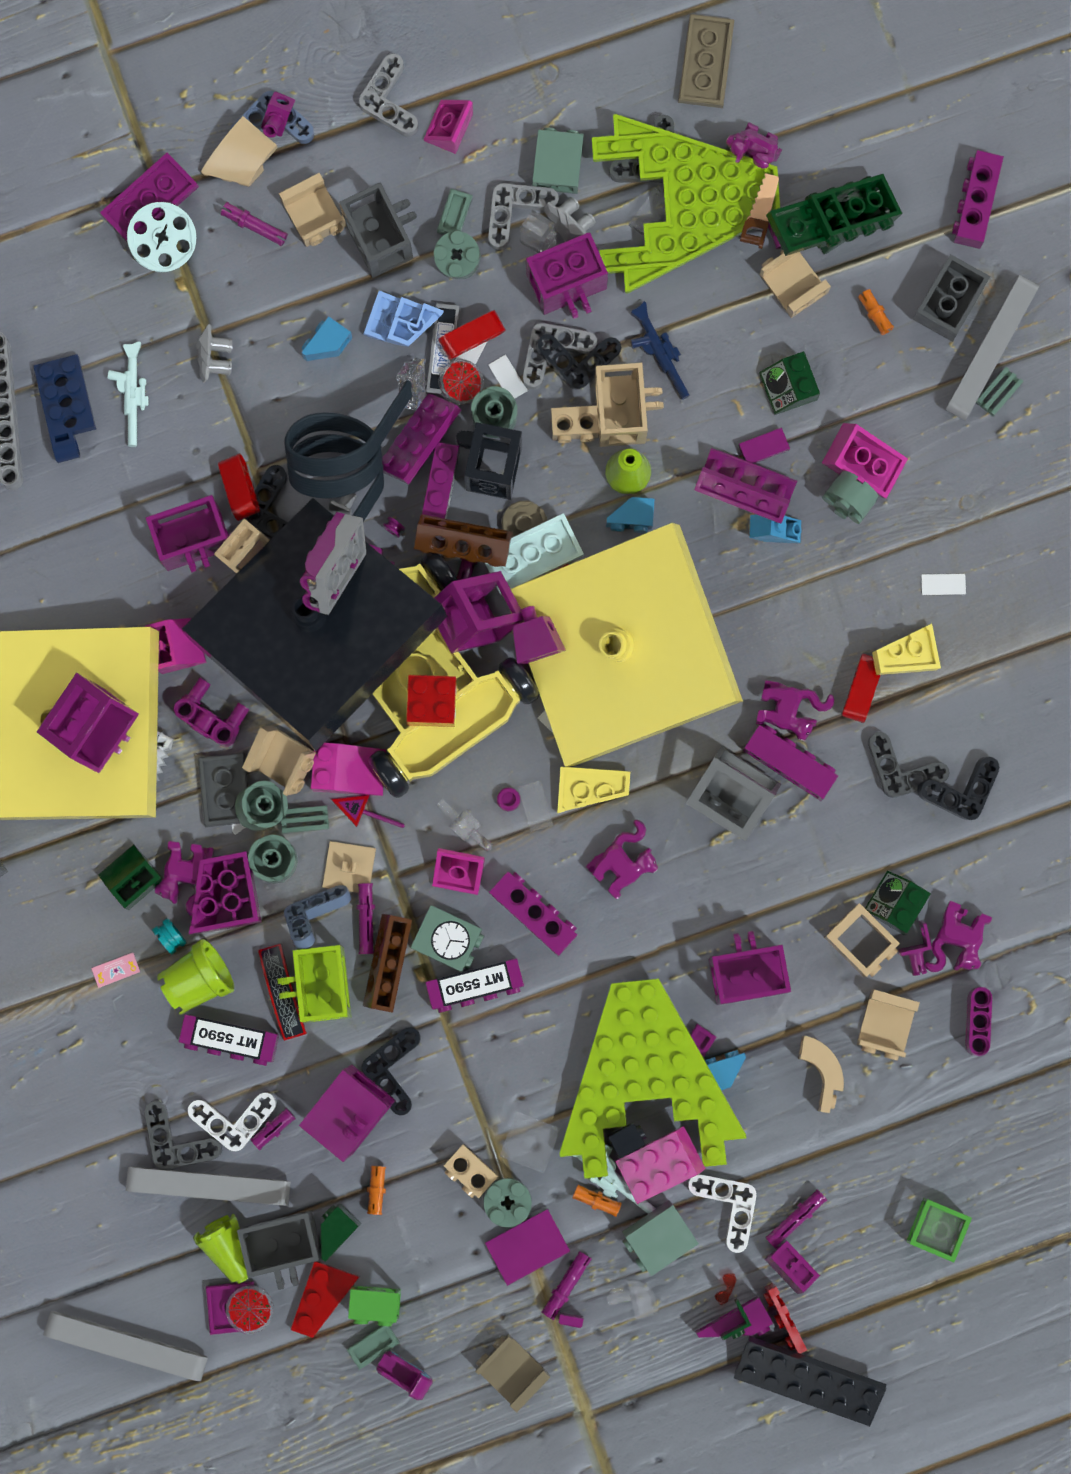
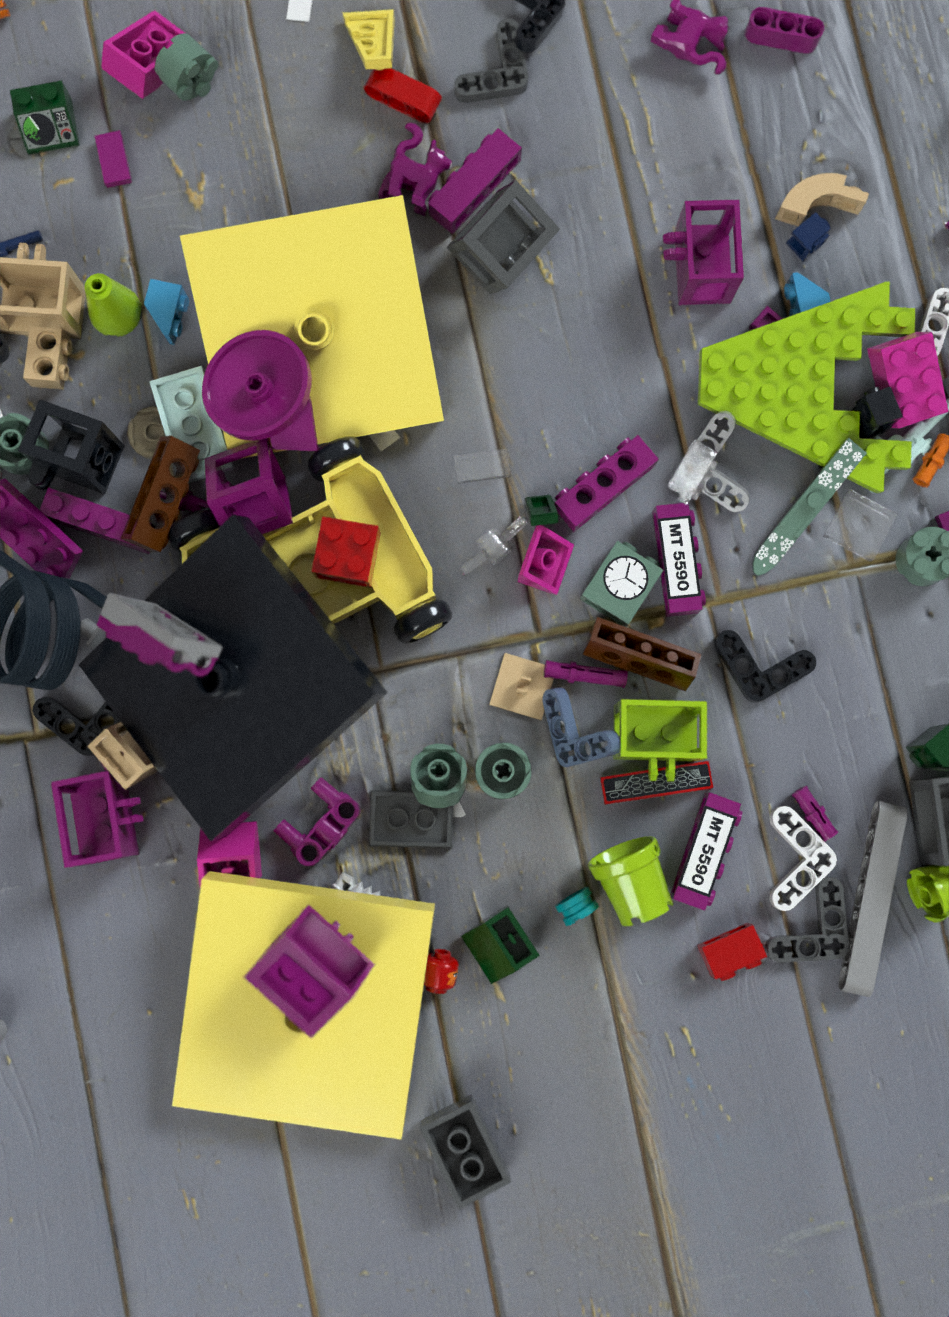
camera: 85 degrees left, 0 degrees up
(102, 831) = (440, 971): none -> red head
(115, 970) = (605, 976): bright pink sticker -> none
(148, 1071) = (732, 951): none -> red brick
(183, 871) = (502, 876): magenta animal -> none
(224, 894) = (538, 833): magenta wedge -> none
(238, 487) = (51, 754): red beam -> none
(280, 759) = (386, 745): tan panel -> none
(325, 826) = (461, 706): sand green tile -> none
(345, 770) = (410, 673): dark pink slope -> none
(347, 1113) = (813, 721): magenta piece -> none
(354, 808) = (455, 671): piece -> none
(376, 1190) = (897, 703): orange pin -> none
(393, 527) = (132, 580): magenta bush -> none
(474, 1167) = (885, 590): tan brick -> none
(499, 860) = (541, 510): none -> dark green tile
(508, 799) = (470, 495): magenta tile -> none
(536, 1091) = (807, 506): none -> sand green piece
(551, 985) = (691, 470): none -> clear bracket
(557, 998) = (735, 487): none -> light grey beam
(559, 605) = (256, 385): none -> magenta dish
(589, 786) = (468, 401): light yellow wing -> none
(620, 864) = (558, 382): magenta animal -> none
(746, 485) = (153, 174): magenta fence -> none
(770, 531) = (207, 158): dark azure slope -> none
(786, 1067) = (809, 236): none -> dark blue window
(845, 923) = (663, 153): tan window -> none
(887, 1024) = (774, 127): tan panel -> none
(897, 902) = (645, 92): dark green slope -> none
(916, 952) = (699, 81): magenta bracket -> none

